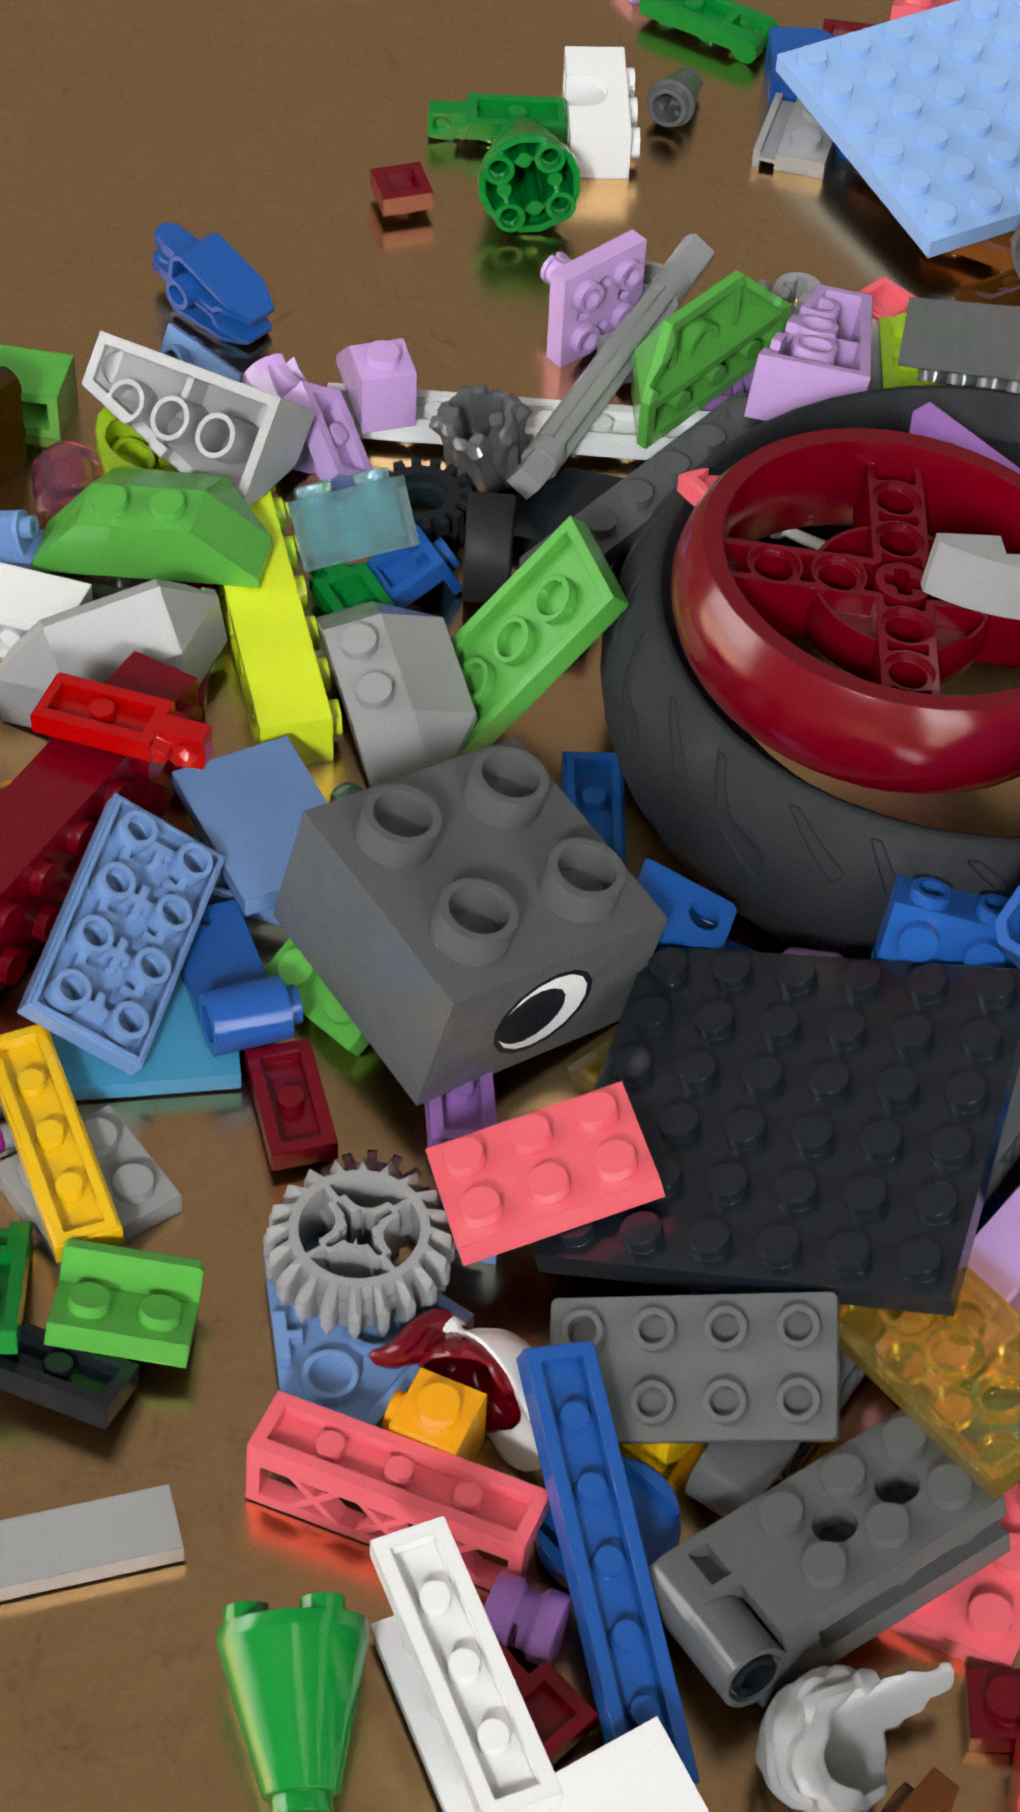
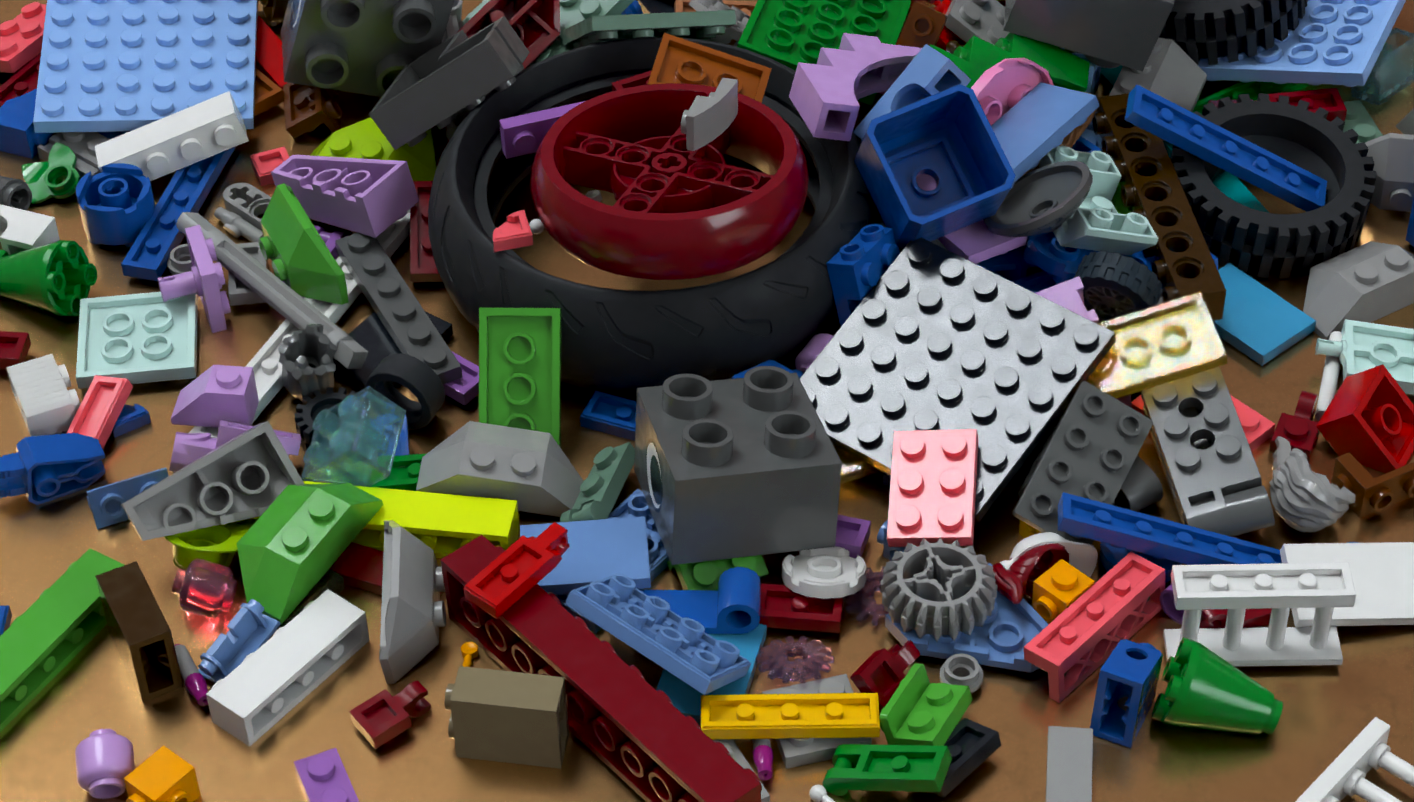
camera: 65 degrees left, 5 degrees down
(185, 1149) = (775, 658): none -> gear
(193, 1232) = (884, 671): none -> dark red plate
(238, 1327) = (962, 670): none -> light grey plate
(266, 1554) = (1131, 673): none -> blue torso
(328, 296) = (101, 407): none -> coral tile
(333, 242) = (43, 395): none -> white brick
(345, 323) = (131, 419): none -> blue tile
(359, 1110) = (824, 573): none -> white tile
(472, 288) = (137, 338): none -> light aqua plate
(696, 185) = (115, 204): none -> blue brick
(733, 123) = (53, 177): none -> green plate
(781, 241) = (160, 234): none -> blue plate
(832, 187) = (178, 138): none -> white brick

